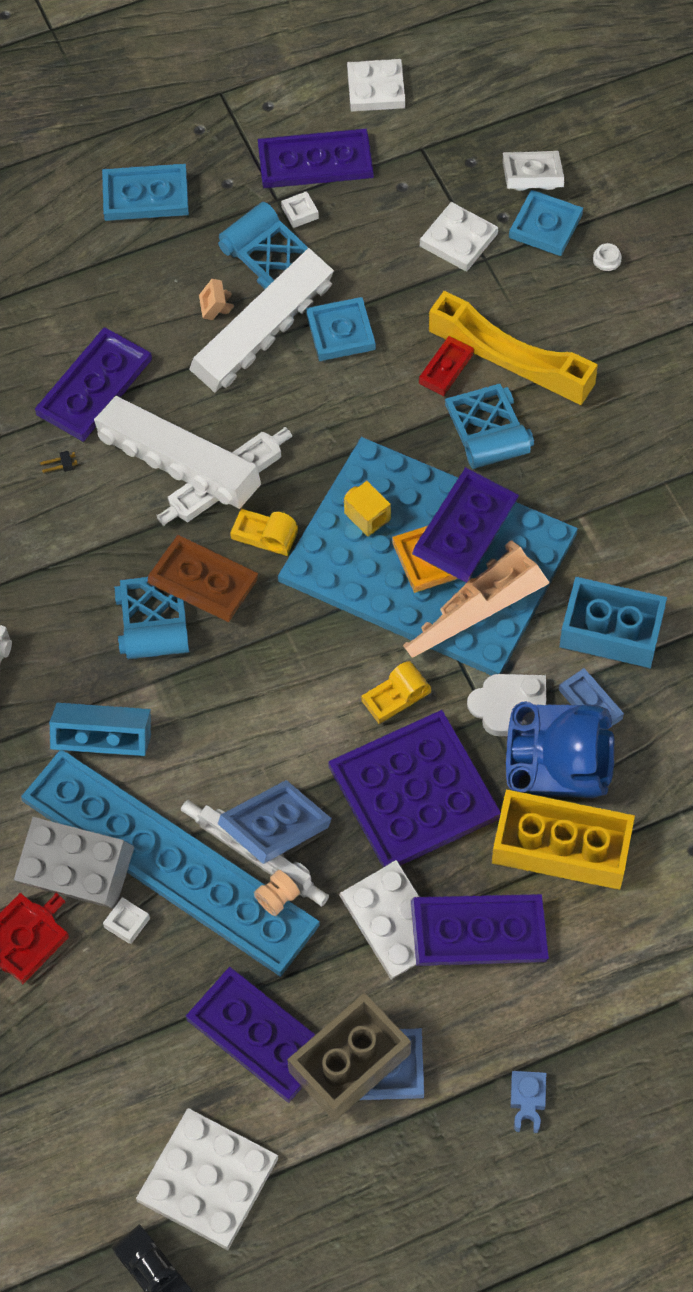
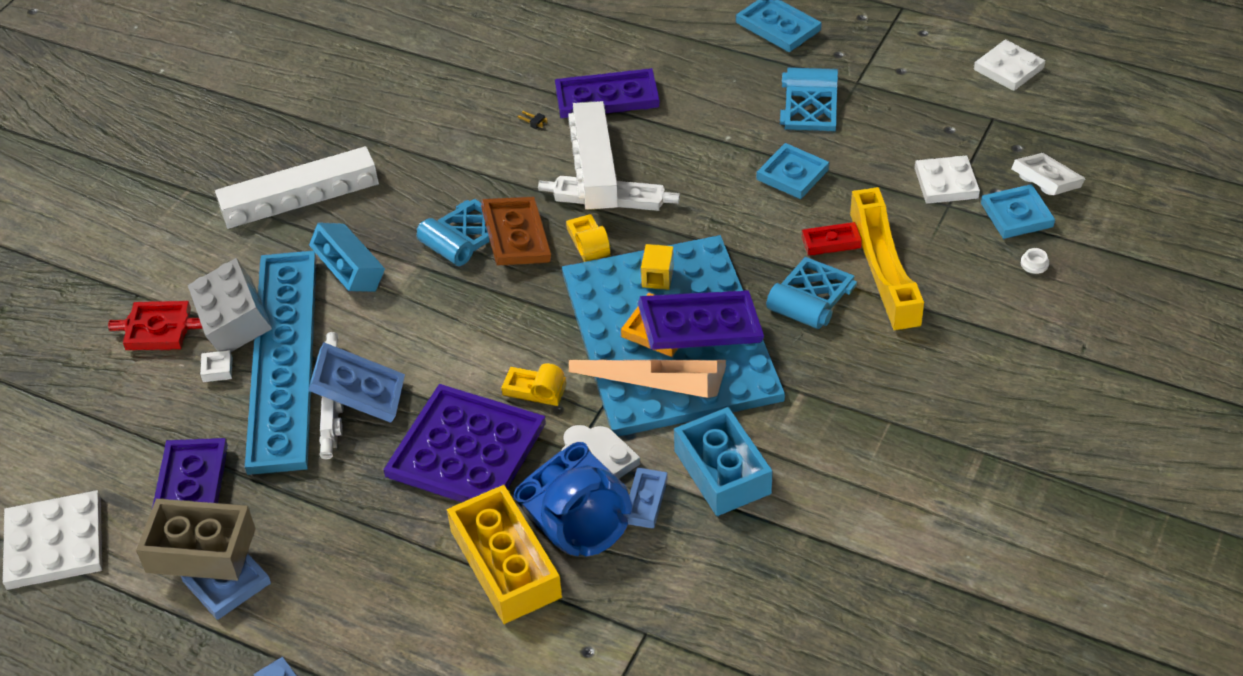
camera: 50 degrees right, 15 degrees down
(214, 300) = (738, 101): light nougat tile -> none
(262, 320) = (748, 129): white brick -> none
(276, 893) = (298, 418): light nougat wheel -> none
(300, 209) = (860, 93): white plate -> none
(315, 158) = (912, 76): dark purple tile -> none
(384, 916) = (345, 503): white plate -> none
(479, 929) = (379, 554): dark purple plate -> none

